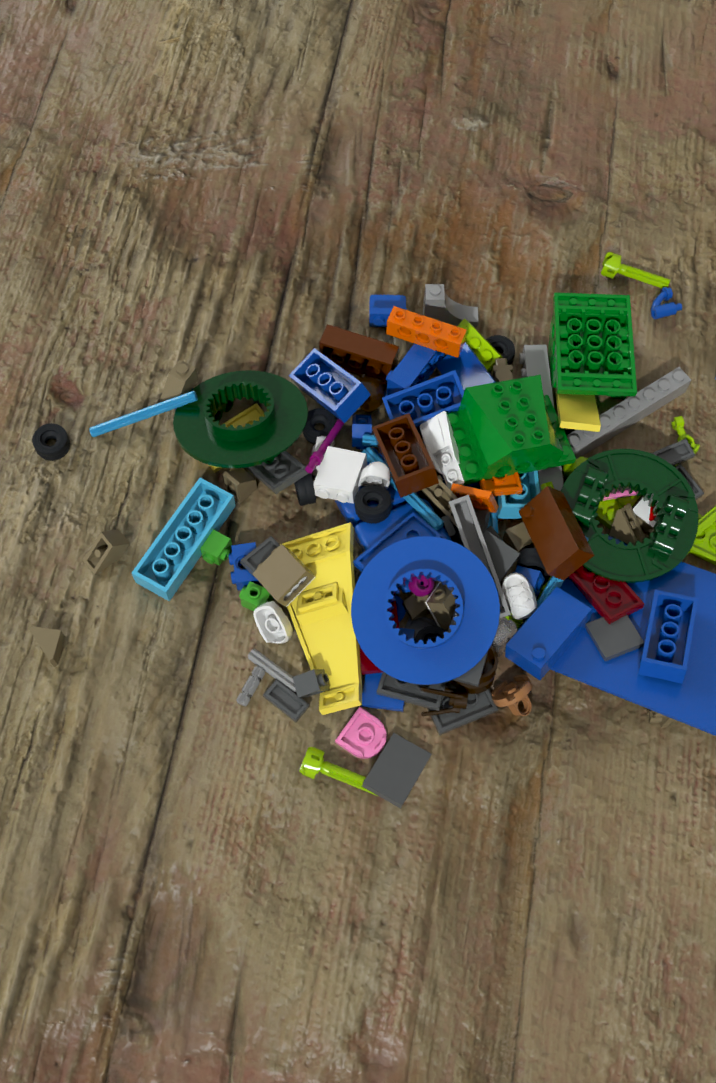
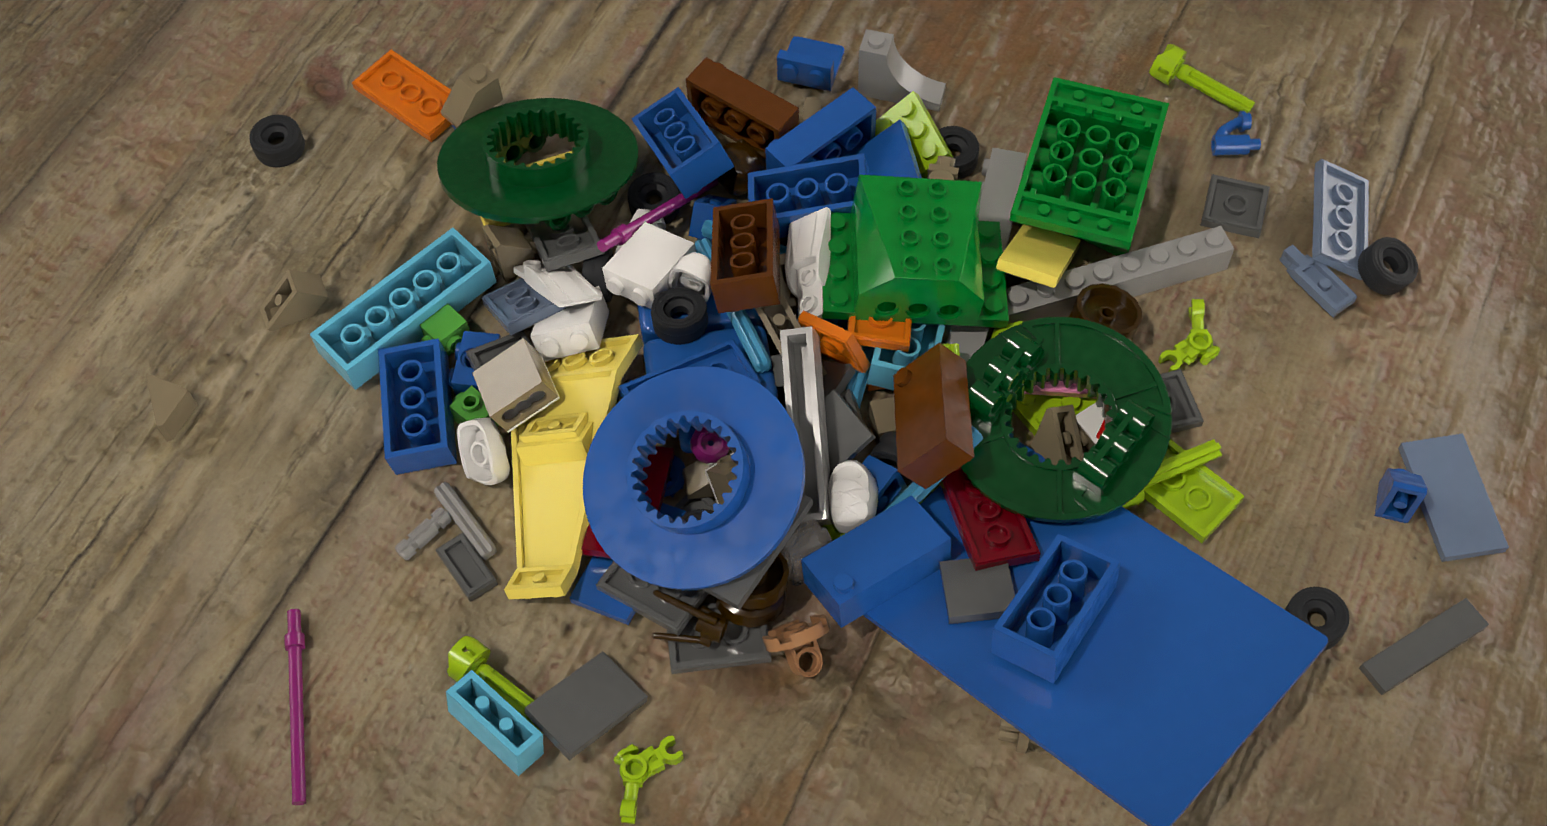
camera: 20 degrees right, 5 degrees down
(126, 387) = (406, 94): none -> orange tile
(143, 414) = (411, 127): dark azure axle -> none
(194, 780) = (294, 644): none -> magenta bar
(217, 603) = (416, 407): none -> blue brick
(262, 517) = (518, 306): none -> sand blue tile
(287, 501) = (560, 286): none -> white piece
(300, 524) = (571, 330): none -> white brick
(311, 683) = (505, 548): dark grey brick -> none
(345, 797) = (495, 722): none -> medium azure brick
(363, 735) = (558, 643): bright pink tile -> none
(426, 331) = (841, 93): orange brick -> none
(441, 801) = (638, 768): none -> lime piece
(629, 436) = (1109, 307): none -> dark brown wheel
(676, 453) = (1174, 351): dark grey tile -> none
(678, 350) = (1235, 206): none -> dark grey tile

